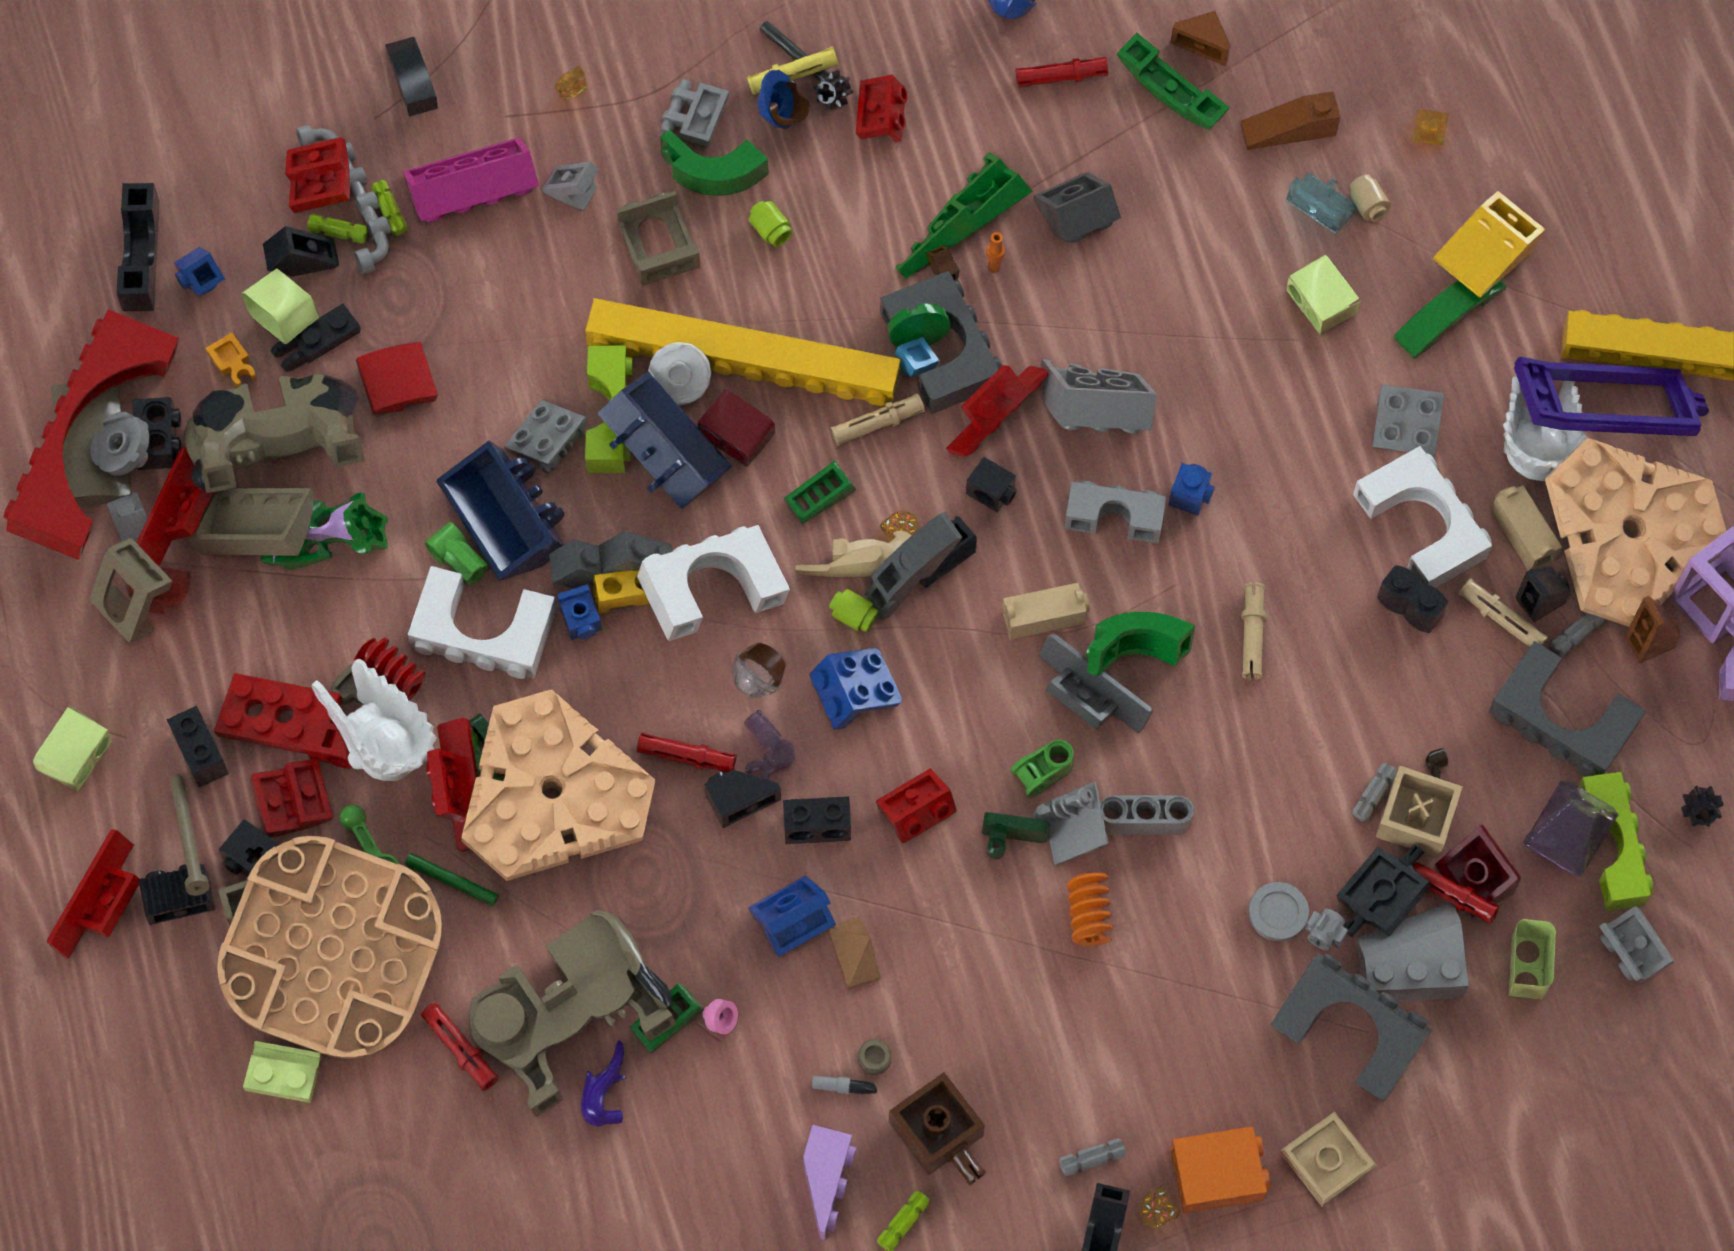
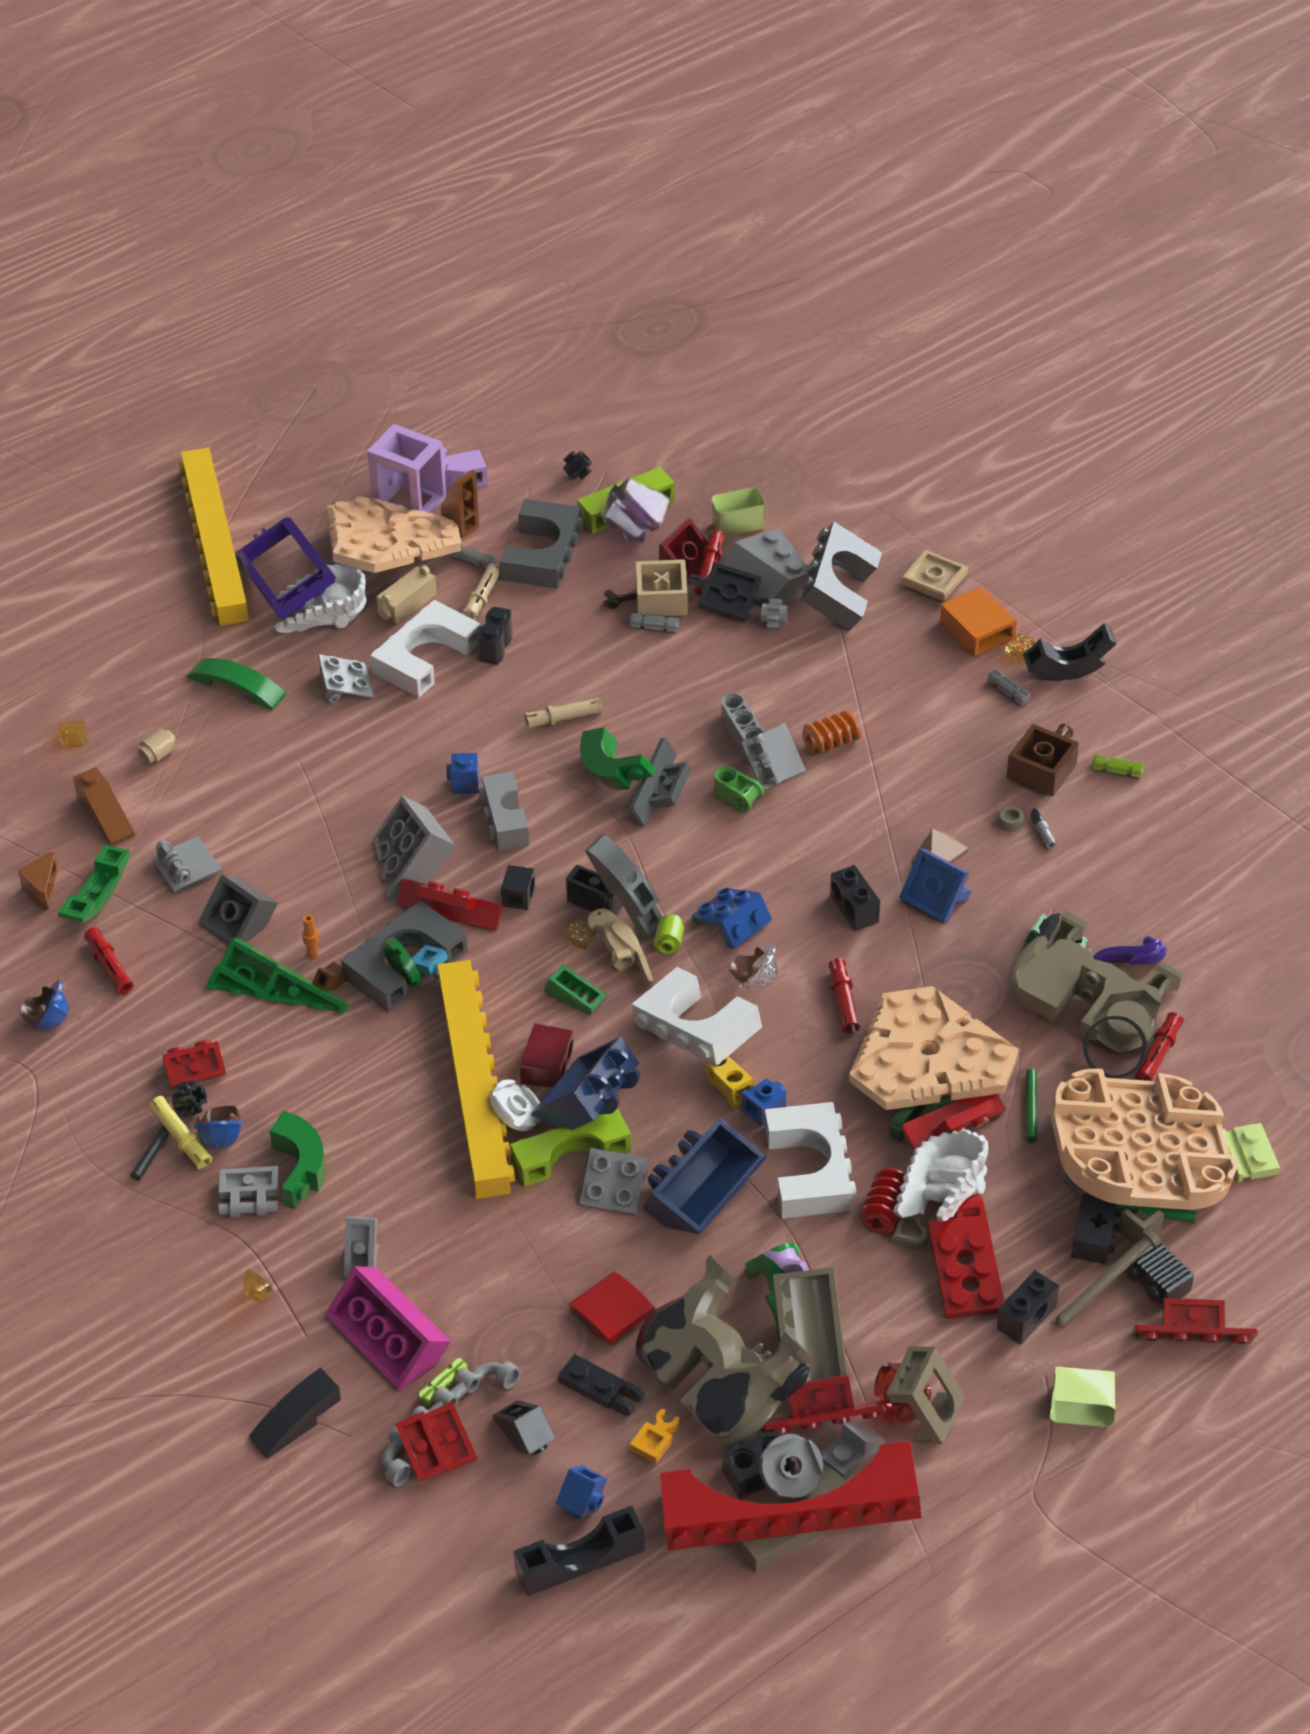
camera: 110 degrees left, 20 degrees down
(280, 306) = (588, 1410): yellowish green piece -> none
(291, 798) = (1029, 1234): red slope -> none
(337, 228) = (481, 1413): lime axle -> none
(353, 819) = (1023, 1182): bright green piece -> none
(451, 547) = (754, 1205): bright green piece -> none
(485, 999) = (1141, 1033): none -> black tyre
(579, 561) = (707, 1085): dark grey arch -> none
(666, 264) = (400, 1147): dark tan panel -> none
(720, 1016) = (1038, 905): bright pink tile -> none
(739, 795) = (862, 950): black slope -> none
(770, 223) = (340, 1099): lime brick -> none
(781, 751) = (811, 942): clear purple bar -> none
(824, 1166) = (1115, 811): lavender slope -> none
(878, 419) = (493, 974): tan pin -> none
(917, 805) = (805, 850): red bracket -> none
(1005, 826) = (799, 799): dark green piece -> none
(1045, 610) = (605, 818): tan brick -> none
(1176, 181) = (184, 862): none -> light grey hinge
(1278, 911) = (773, 644): light grey piece -> none
(1321, 201) = (169, 774): clear light blue panel -> none
(1323, 294) = (257, 746): yellowish green piece -> none
(1489, 244) = (175, 662): yellow slope -> none
(1542, 592) = (457, 571): black slope -> none
(1636, 945) = (695, 472): light grey bracket -> none

